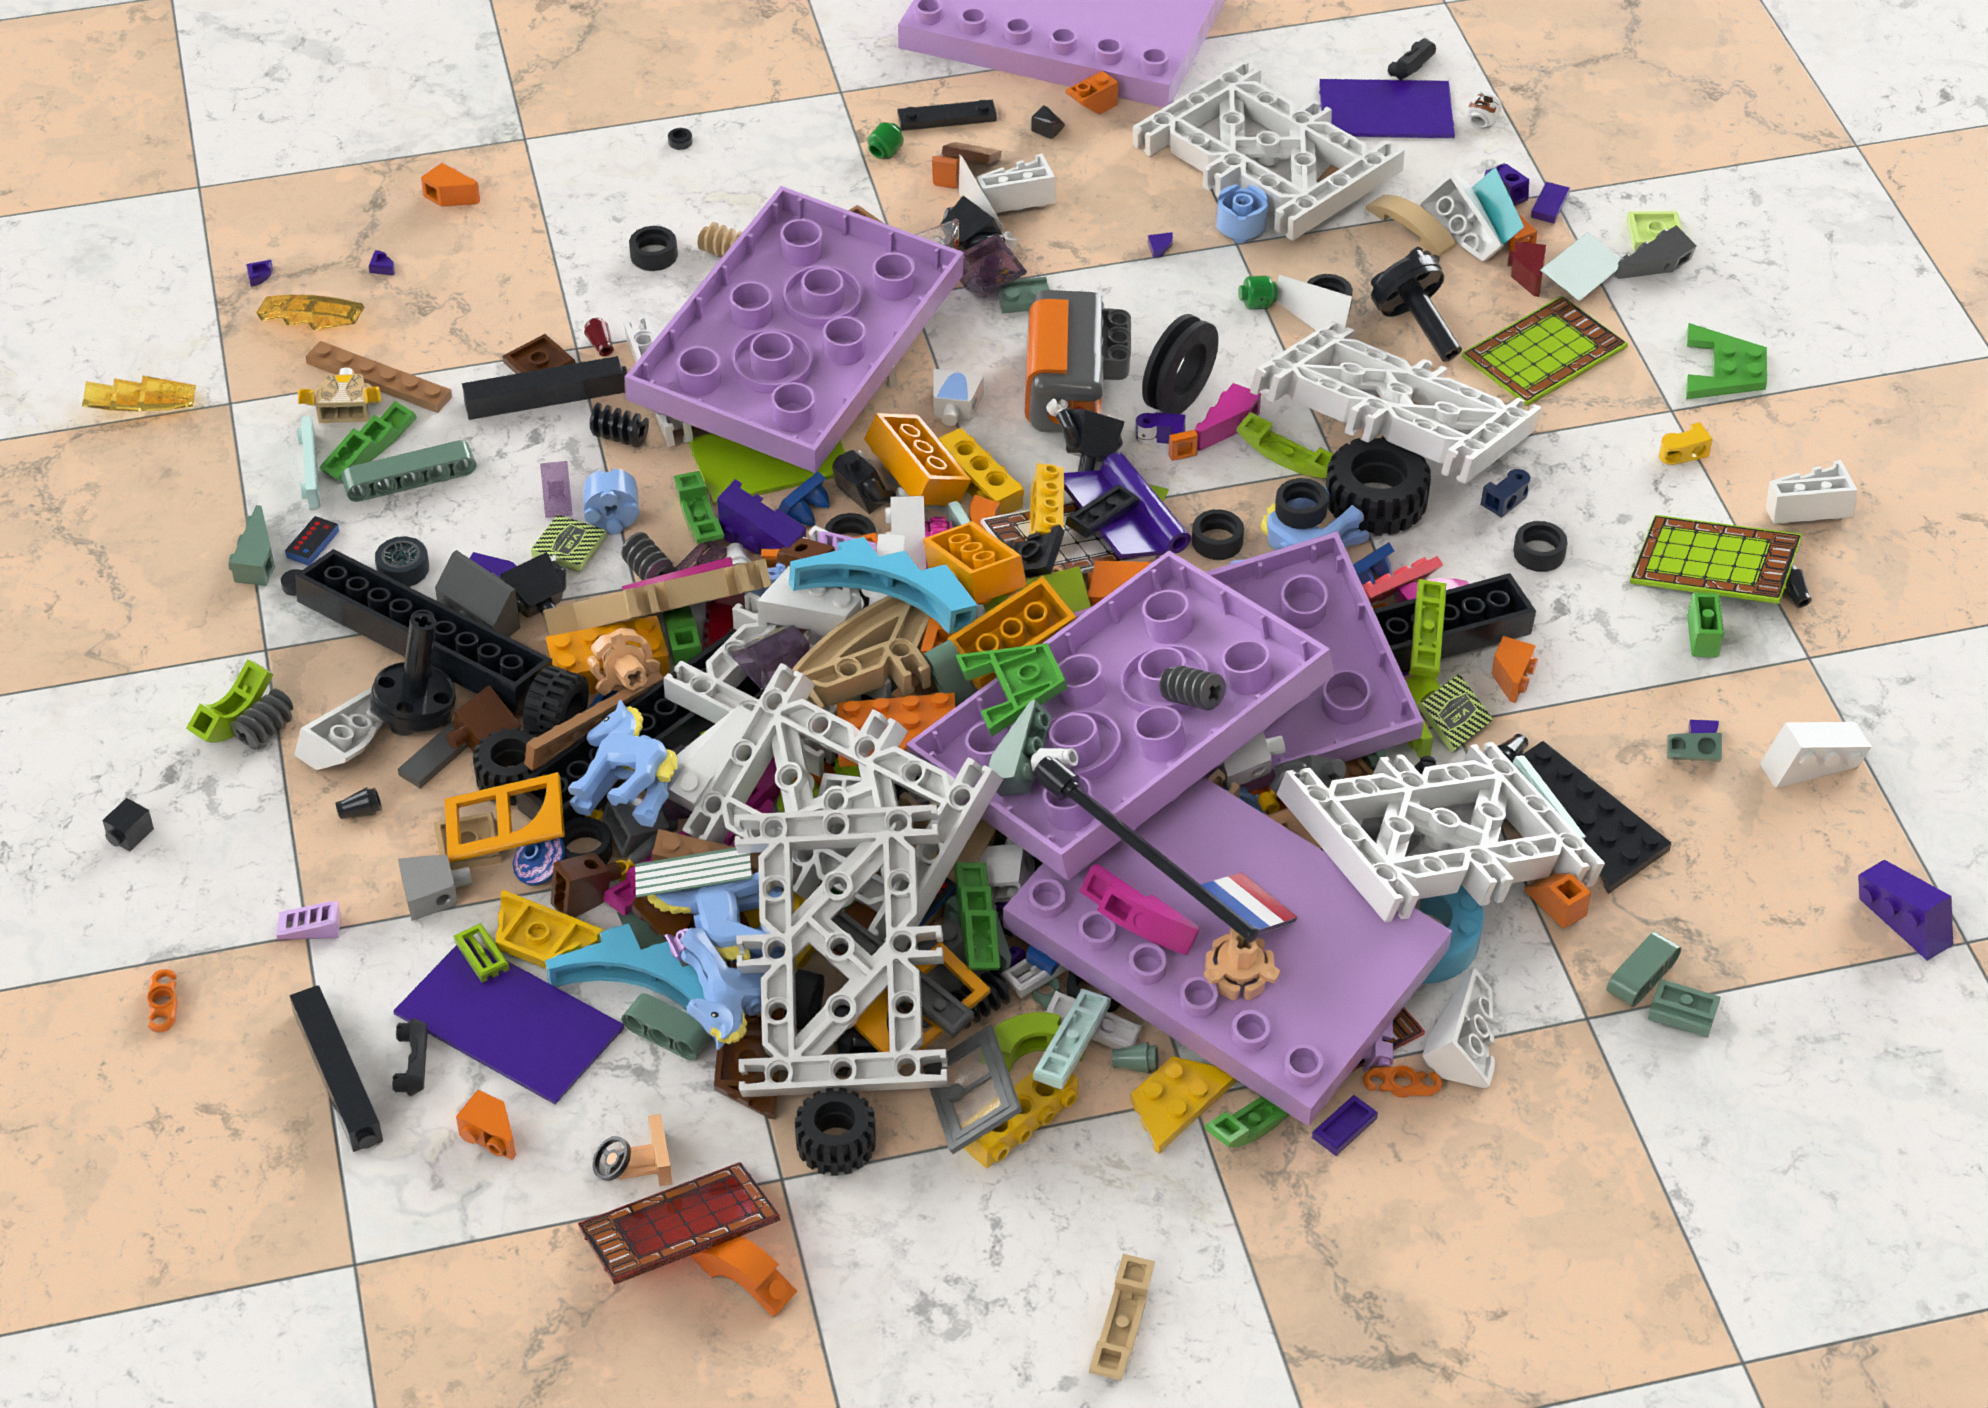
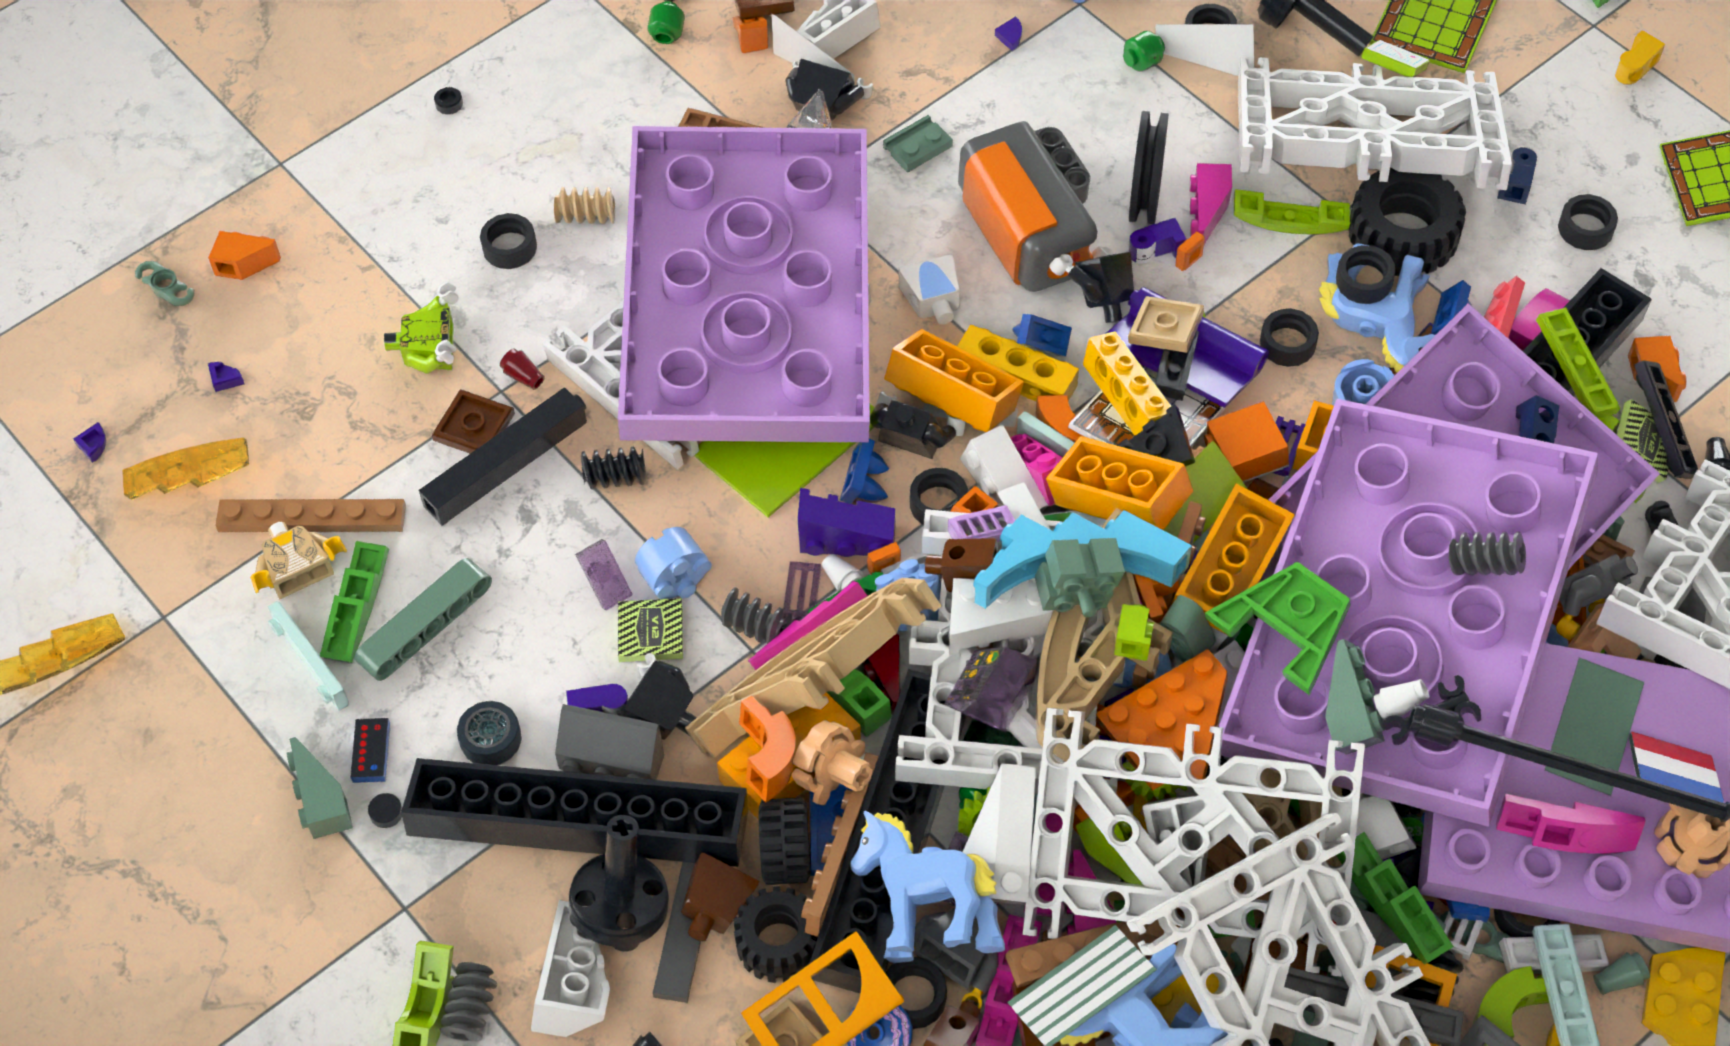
camera: 25 degrees left, 10 degrees up
(382, 194) = (161, 273): none -> sand green piece
(546, 289) = (427, 334): none -> lime torso
(573, 643) = (773, 765): none -> orange arch
(697, 508) = (761, 534): bright green slope -> none
(875, 590) = (1079, 575): none -> sand green brick
(894, 649) = (1134, 632): none -> lime brick
(990, 266) = (883, 123): slope -> none
(1012, 455) = (1043, 334): none -> blue tile
(1090, 778) = (1453, 700): none -> black bar
(1113, 480) = (1166, 324): none -> tan tile
(1221, 851) = (1596, 720): none -> sand green sticker
(1343, 645) = (1538, 425): none -> dark blue leg
(1466, 369) = (1395, 59): none -> tile
(1482, 698) = (1677, 448): none -> black plate

